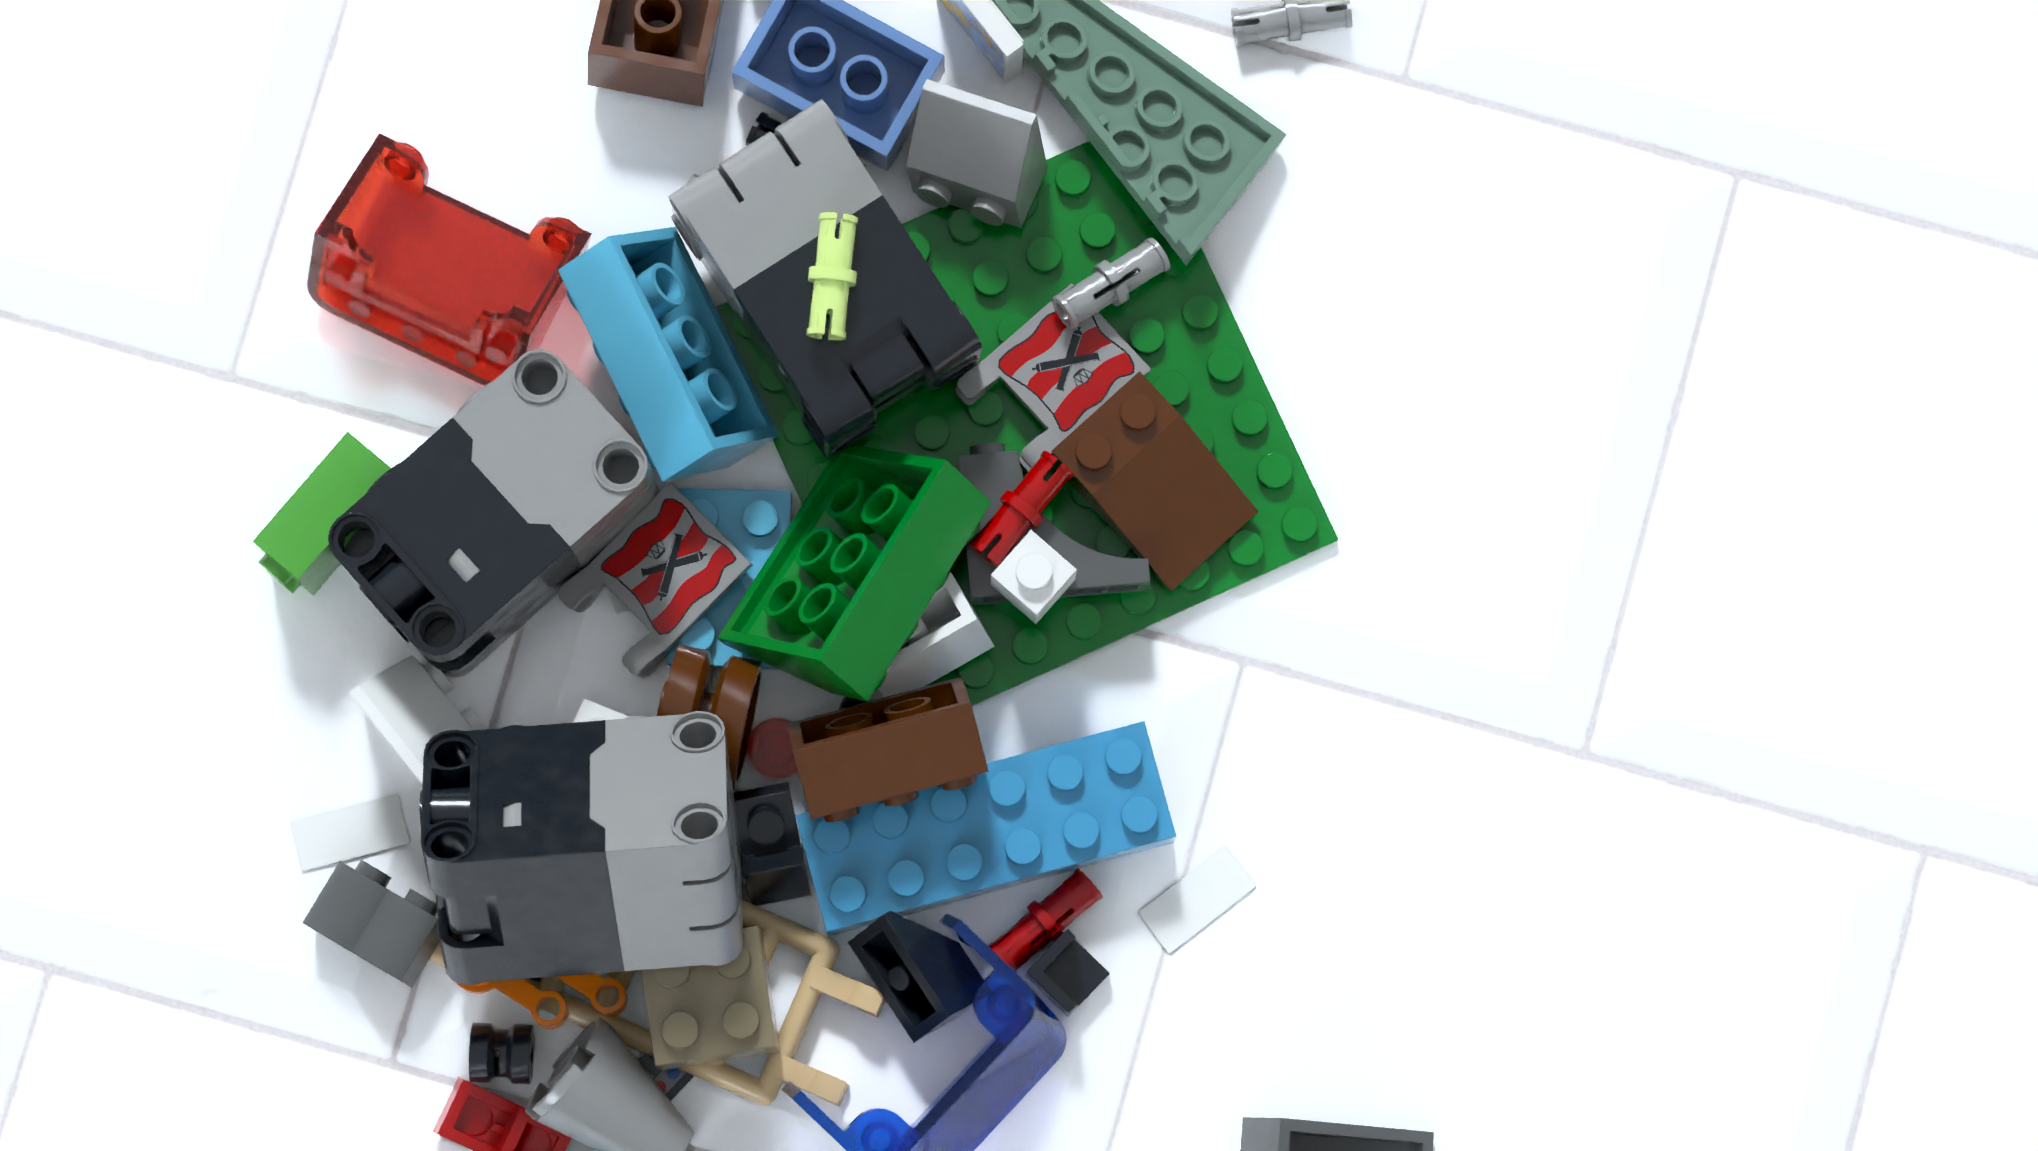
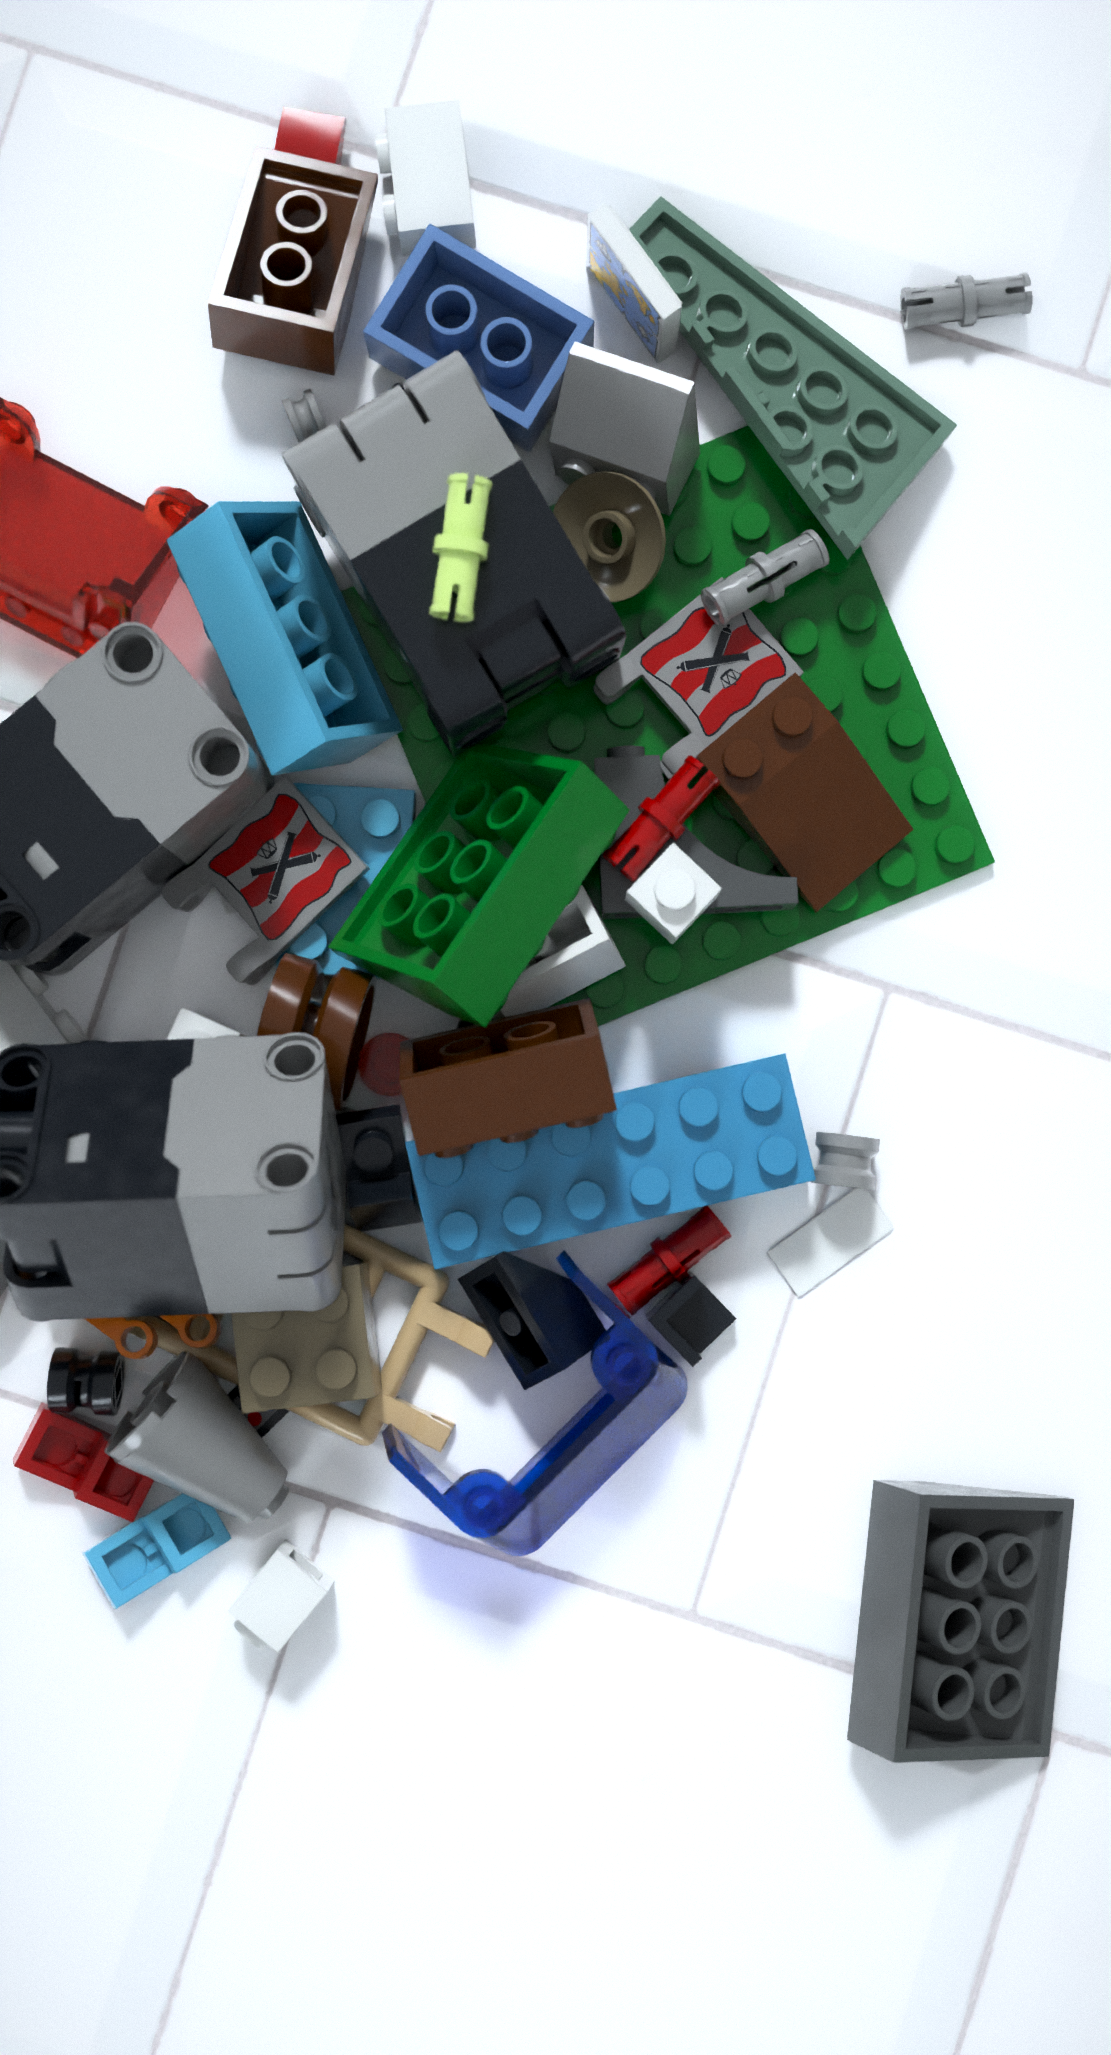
camera: 10 degrees right, 5 degrees up
(678, 150) = (304, 416): none -> light grey bush
(943, 237) = (588, 515): none -> dark tan dish
(1206, 821) = (845, 1160): none -> light grey wheel

